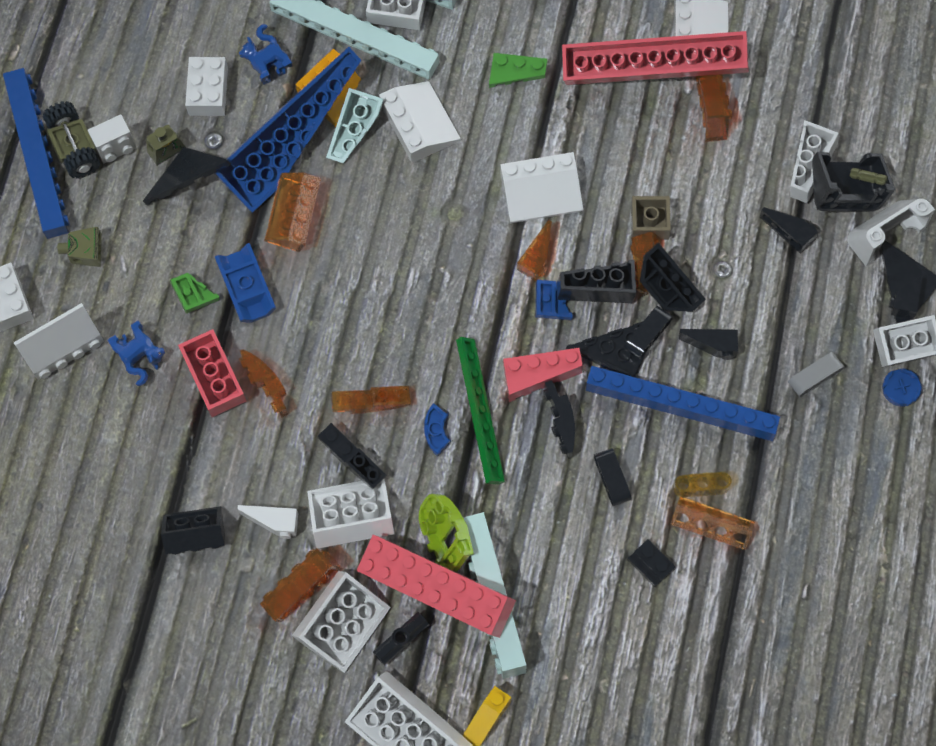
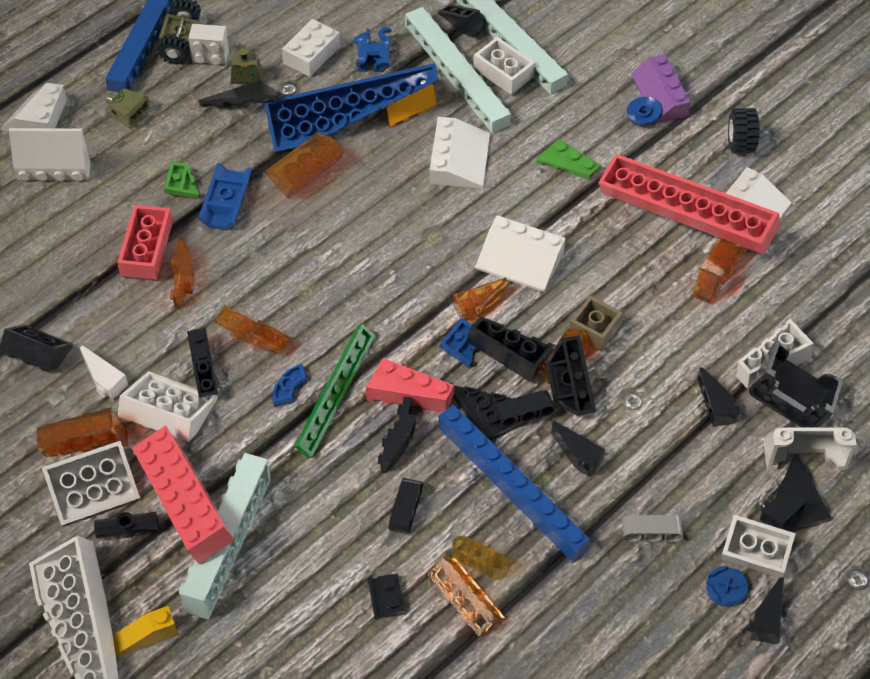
camera: 30 degrees right, 15 degrees down
(135, 350) = (104, 195): blue animal -> none
(355, 119) = (406, 125): light aqua wedge -> none
(437, 520) = (227, 457): lime slope -> none
(868, 176) = (816, 391): olive axle -> none

